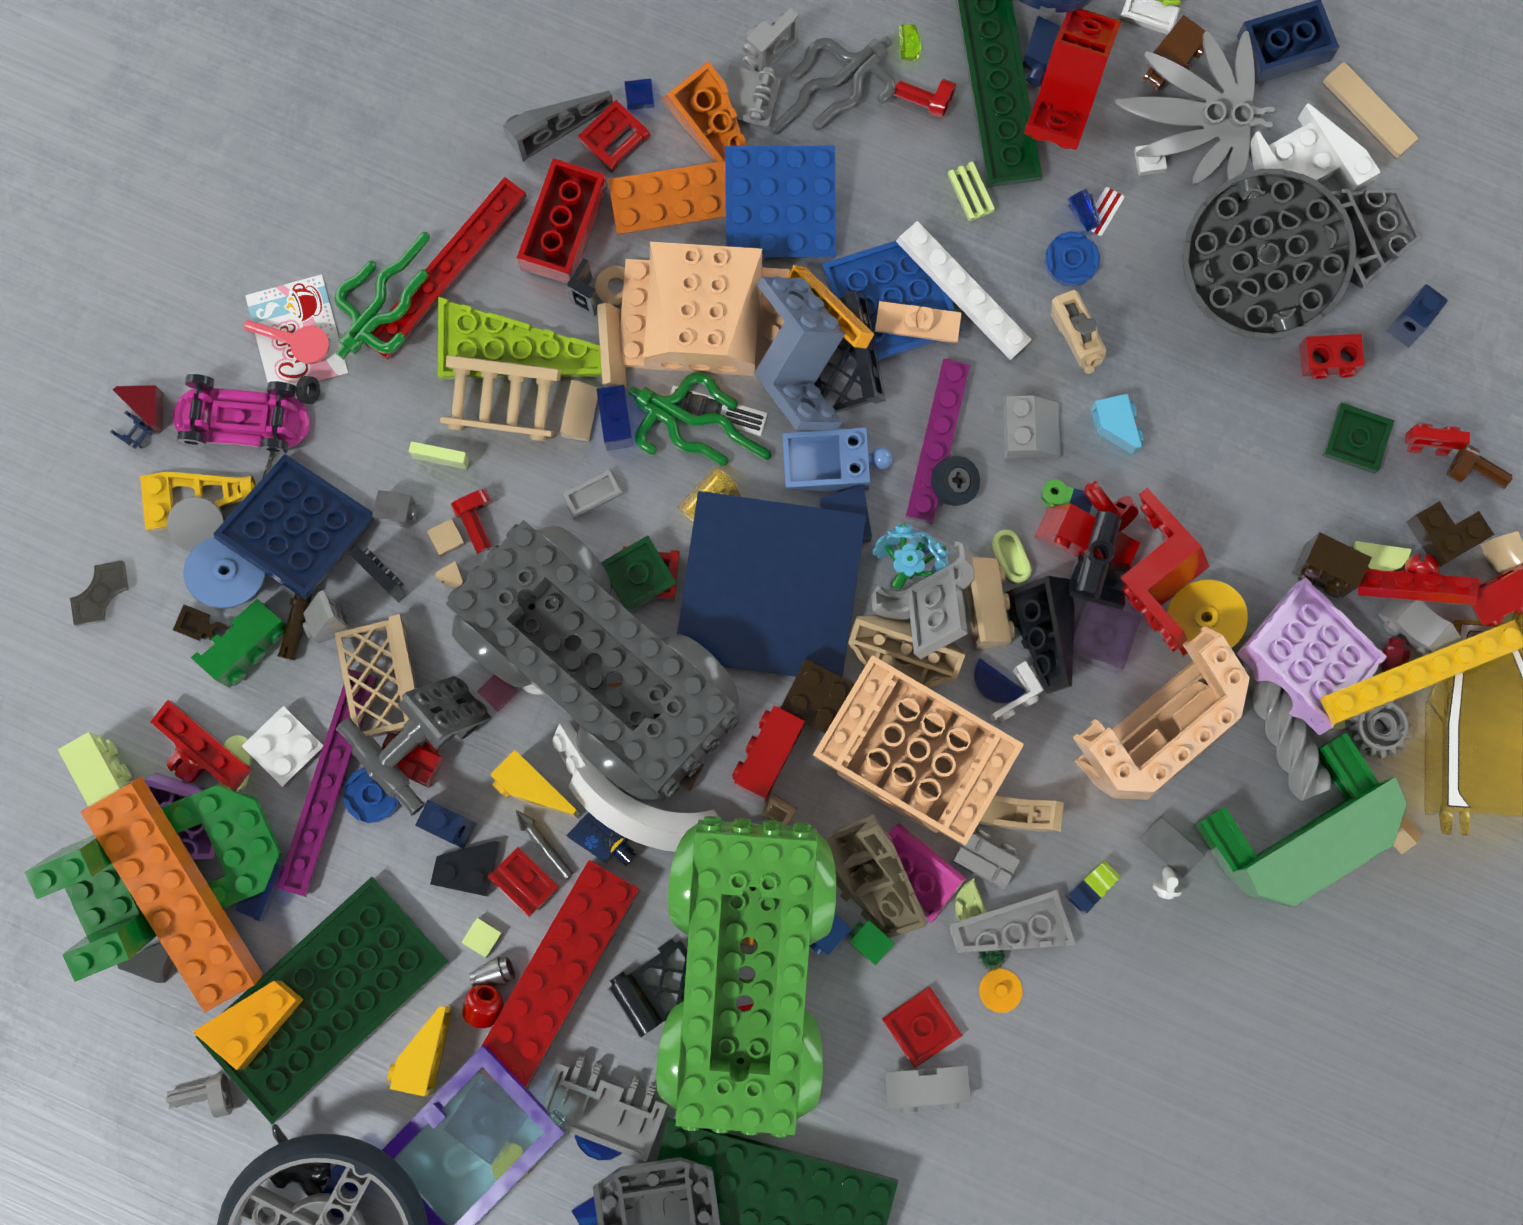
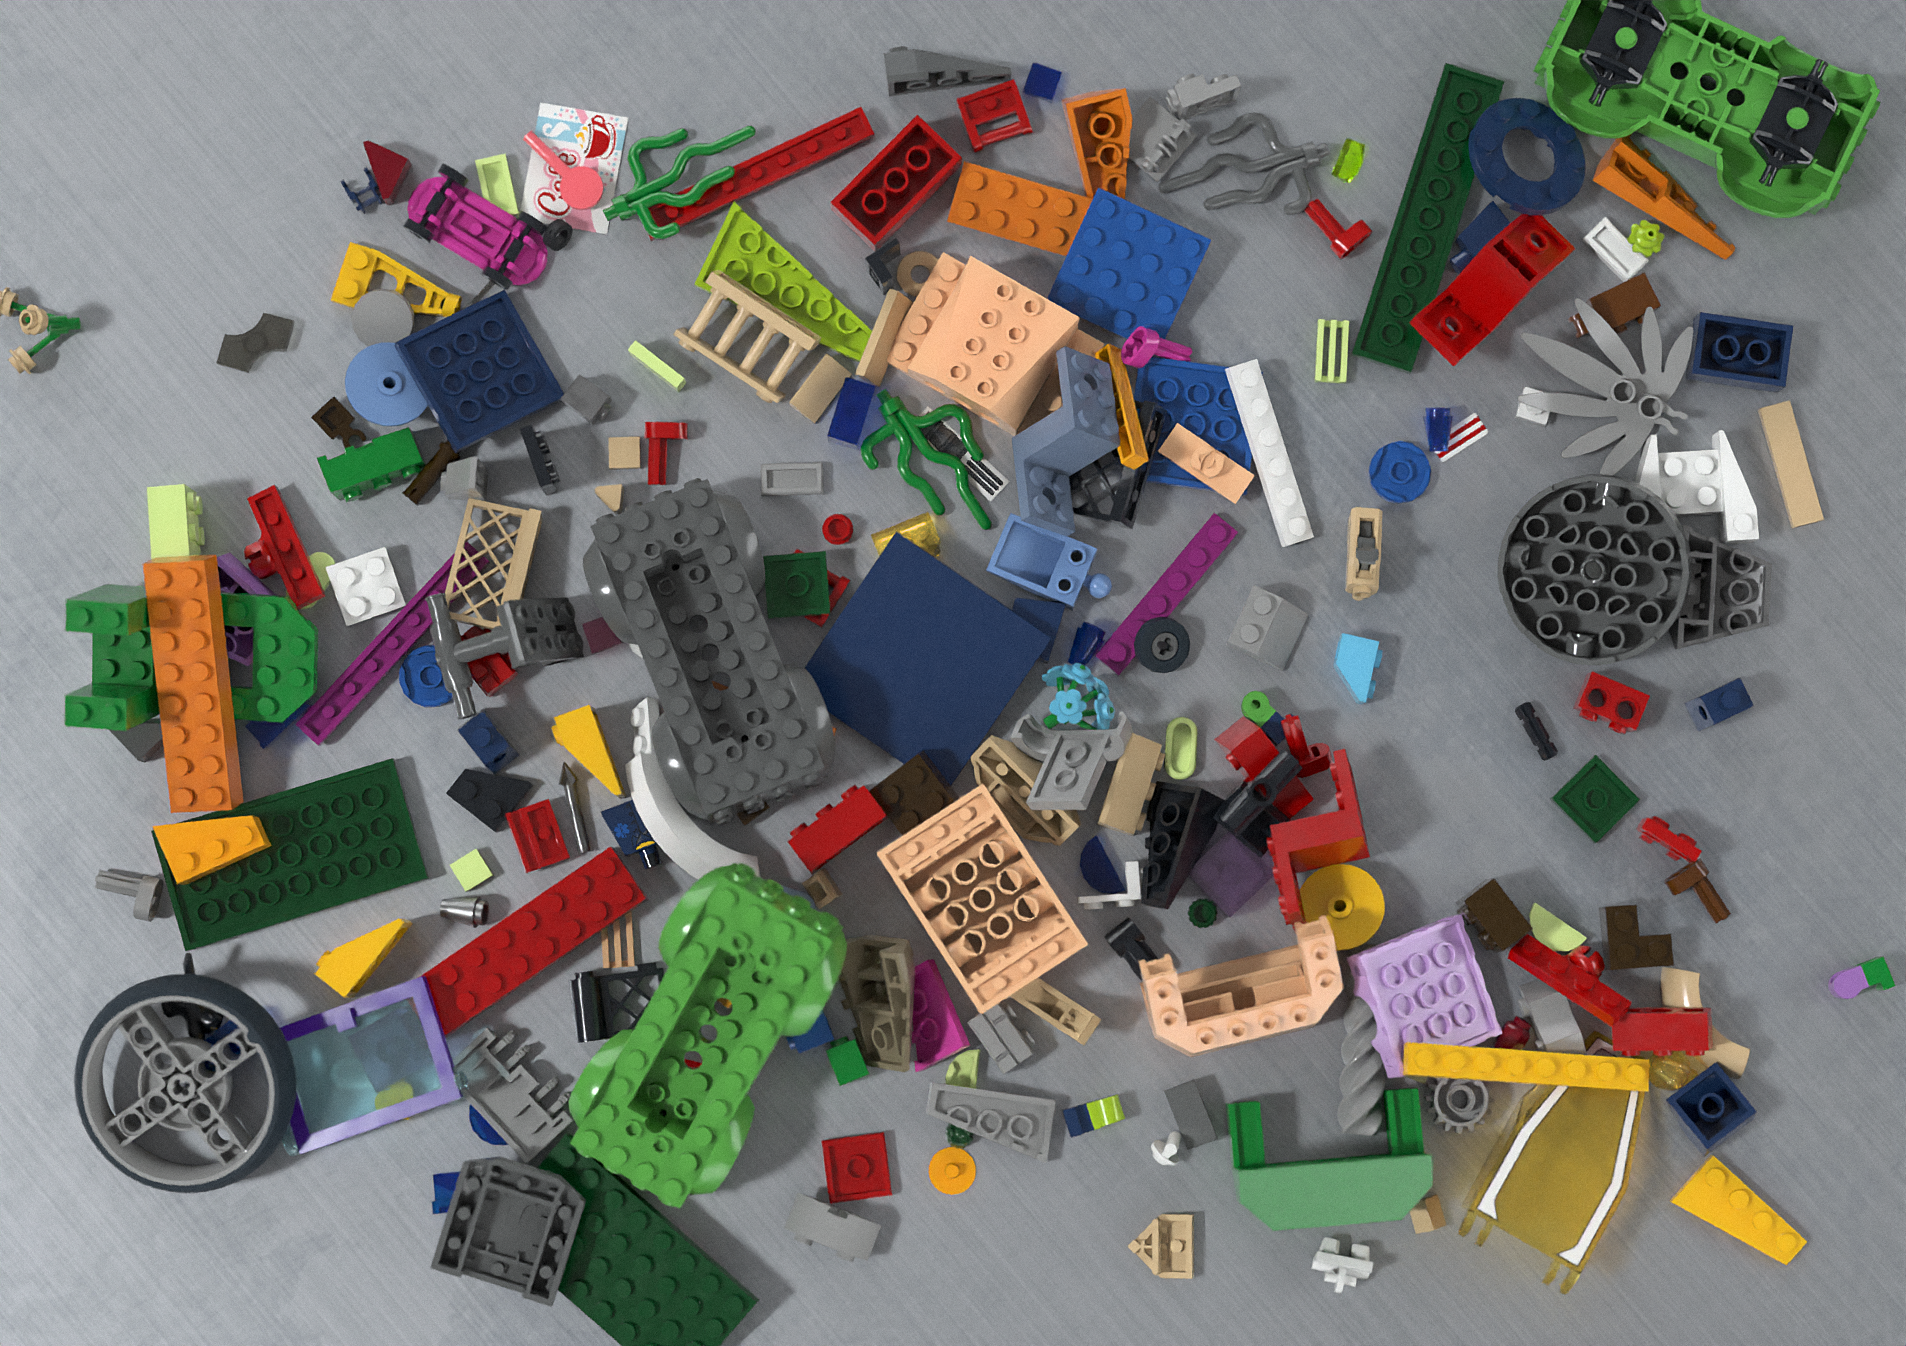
camera: 25 degrees right, 5 degrees up
(239, 373) = (497, 183): none -> yellowish green tile
(482, 1006) = (440, 937): red head -> none
(632, 960) = (617, 944): none -> light nougat tile
(649, 515) = (837, 529): none -> red plate
(824, 249) = (1145, 343): none -> dark pink piece
(894, 508) = (1086, 643): none -> clear blue cone
(1050, 731) = (1130, 945): none -> black piece
(1097, 679) = (1202, 913): none -> dark green piece
(1208, 964) = (1168, 1246): none -> tan slope
(1284, 407) = (1536, 731): none -> black axle
(1360, 912) = (1339, 1268): none -> white hips

